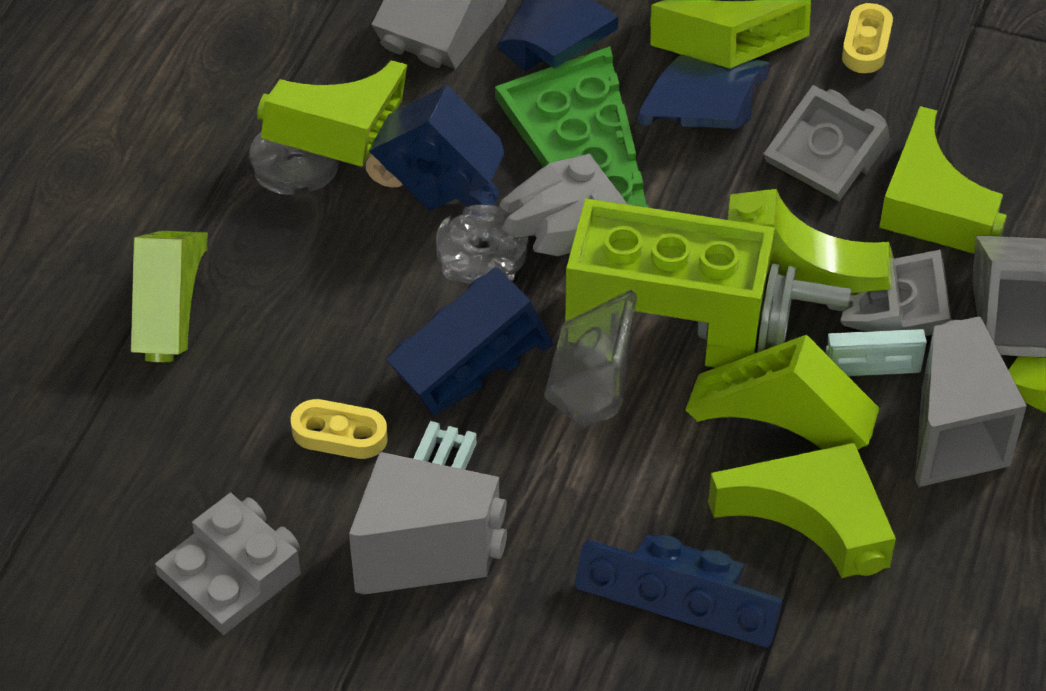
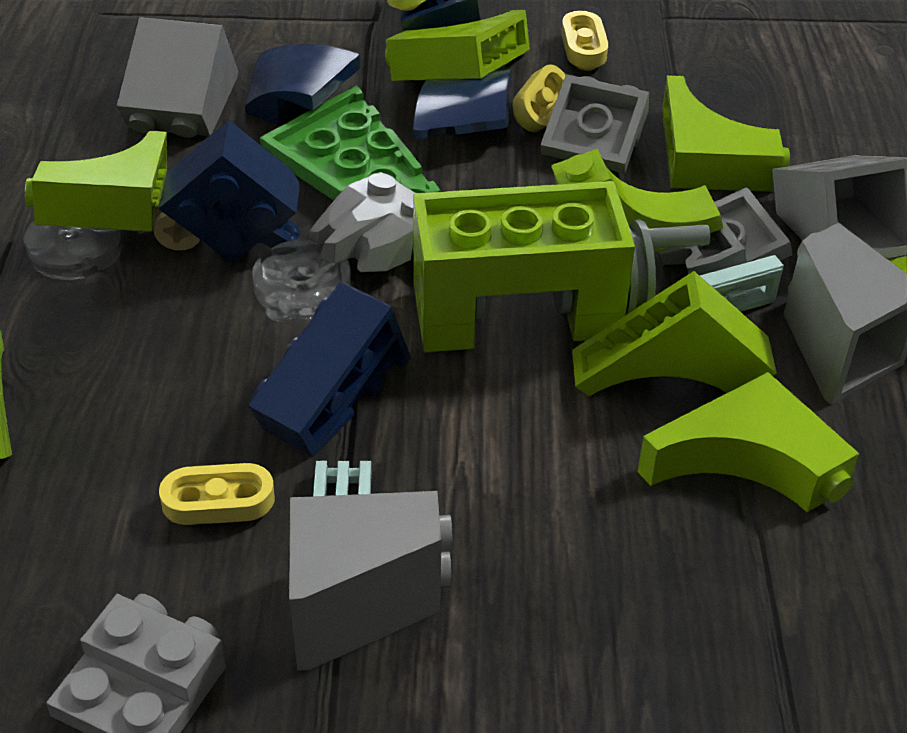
camera: 20 degrees left, 5 degrees down
(593, 361) = (474, 354): clear slope -> none
(680, 585) = (659, 563): dark blue bracket -> none
(783, 98) = (537, 98): none -> light yellow plate

